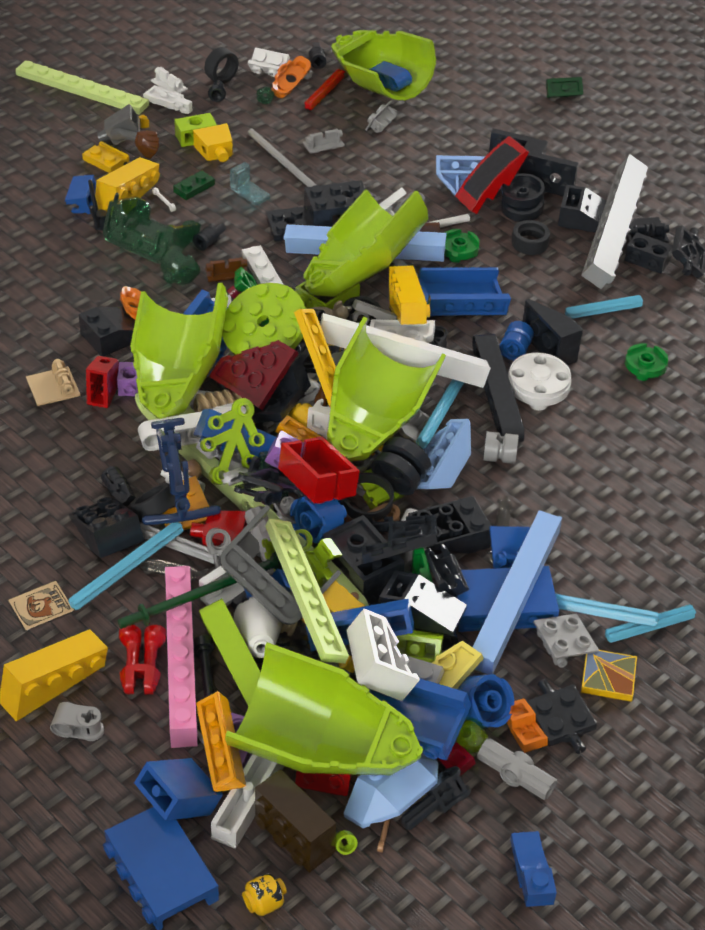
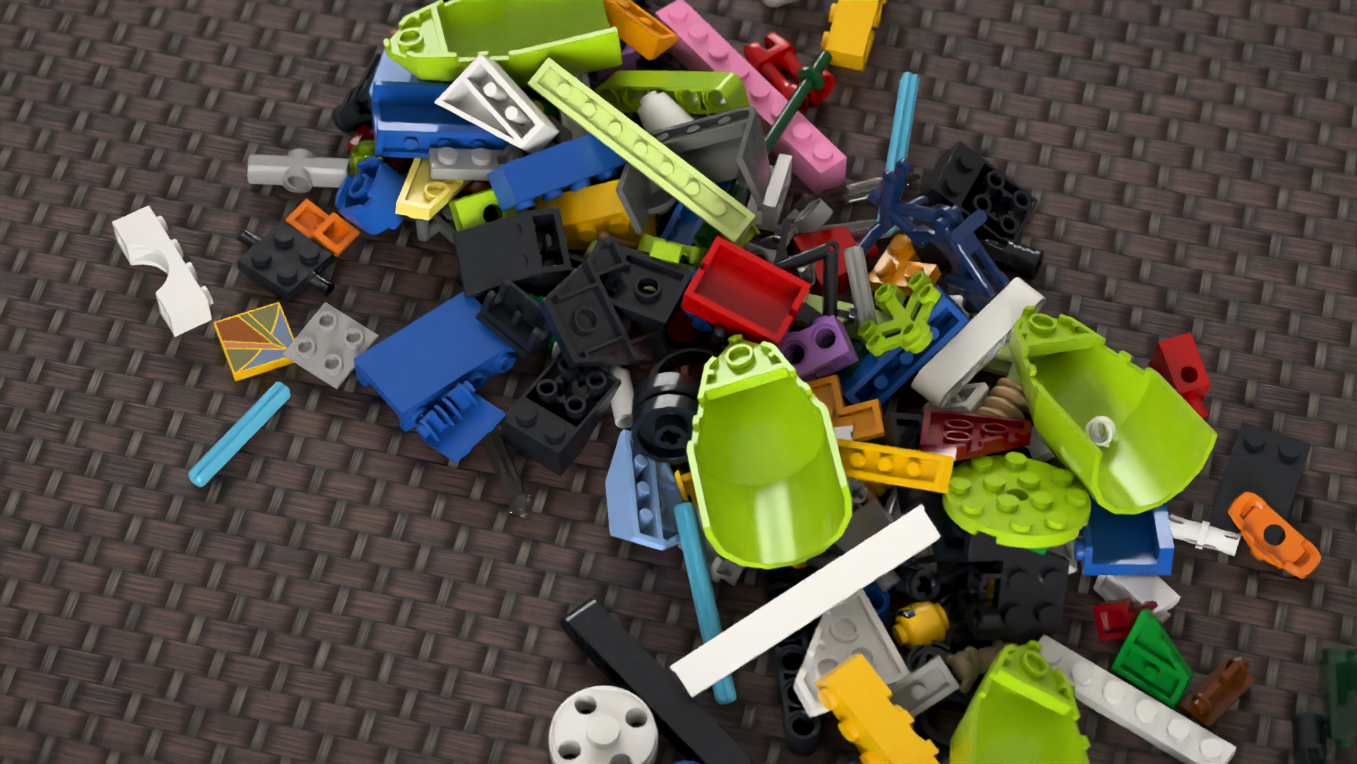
camera: 150 degrees right, 10 degrees up
(40, 605) = (957, 87): sticker -> none
(53, 384) = (1242, 353): tan hinge -> none
(177, 267) = (1281, 638): clear green cylinder -> none
(177, 360) = (1094, 430): none -> white hinge
(500, 447) = (580, 578): light grey wheel -> none
(516, 590) = (415, 338): light blue tile -> none
(532, 869) = (223, 81): blue slope -> none
(607, 610) = (303, 405): medium azure axle -> none
(653, 773) = (146, 242): none -> white arch

